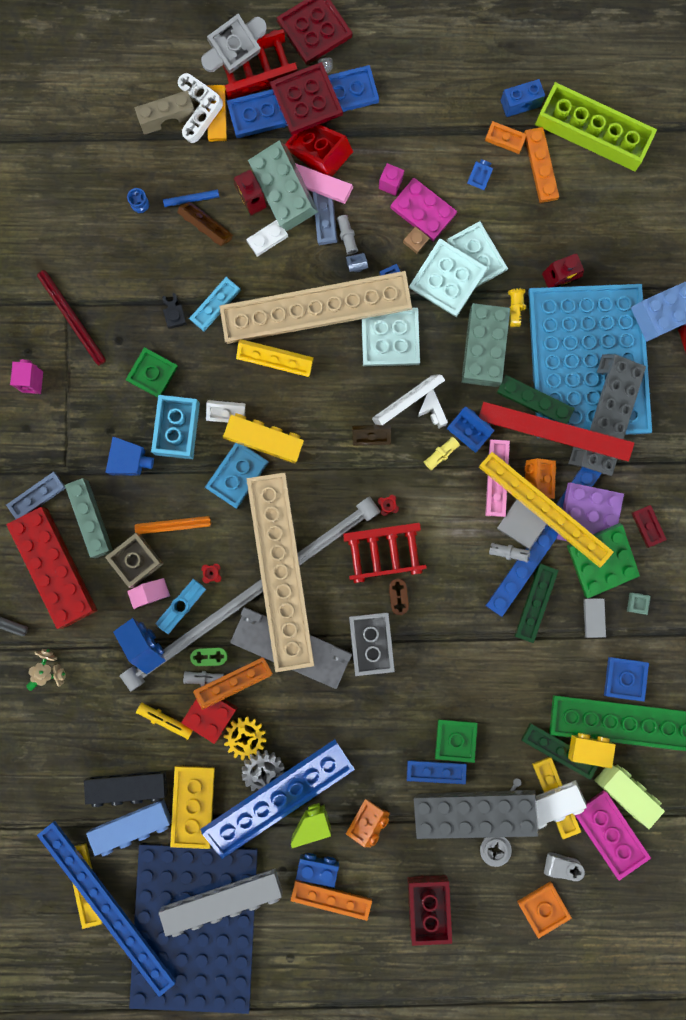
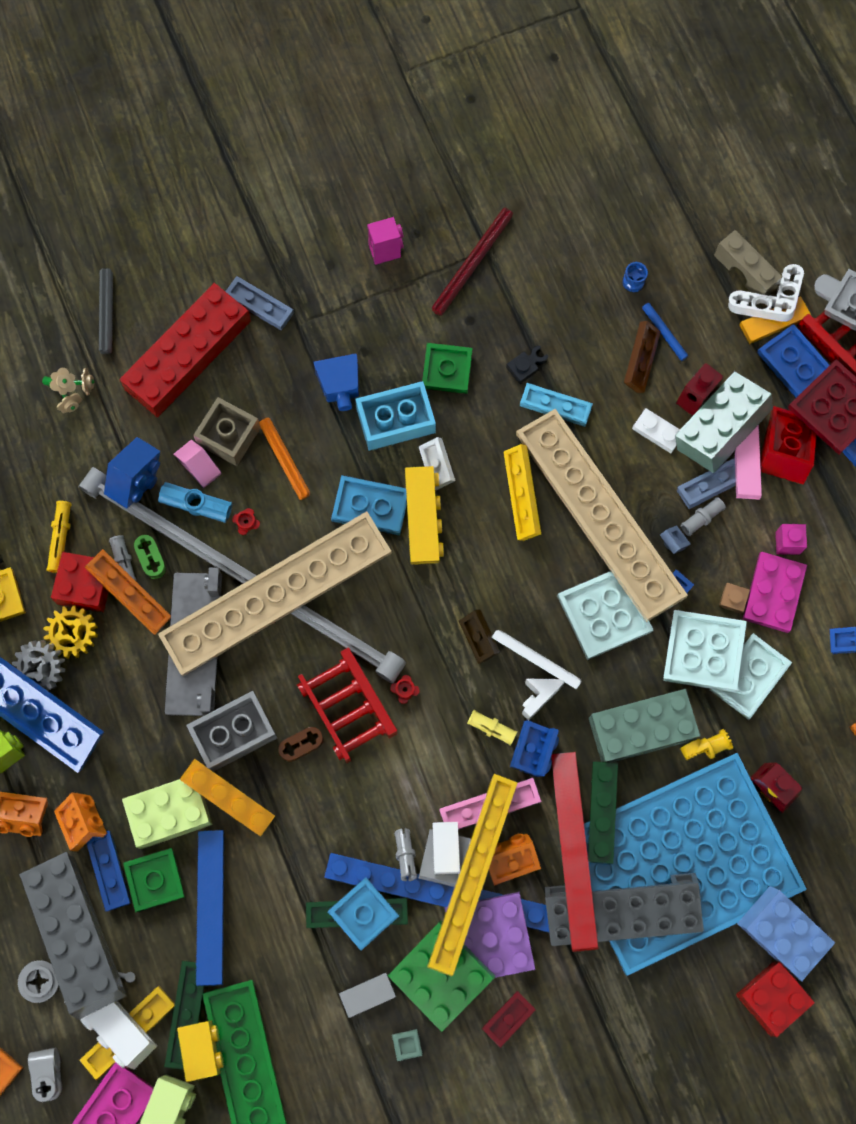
camera: 70 degrees right, 10 degrees down
(89, 518) = (256, 366): sand green brick -> none
(392, 780) = (79, 820): none -> orange bracket
(411, 713) = (165, 813): none -> yellowish green brick
(419, 665) = (227, 797): none -> light orange plate
(492, 707) = (210, 908): none -> blue tile
(517, 521) = (446, 848): none -> white tile
(540, 598) = (363, 913): none -> dark azure tile
(626, 679) = (306, 1065): blue plate -> none

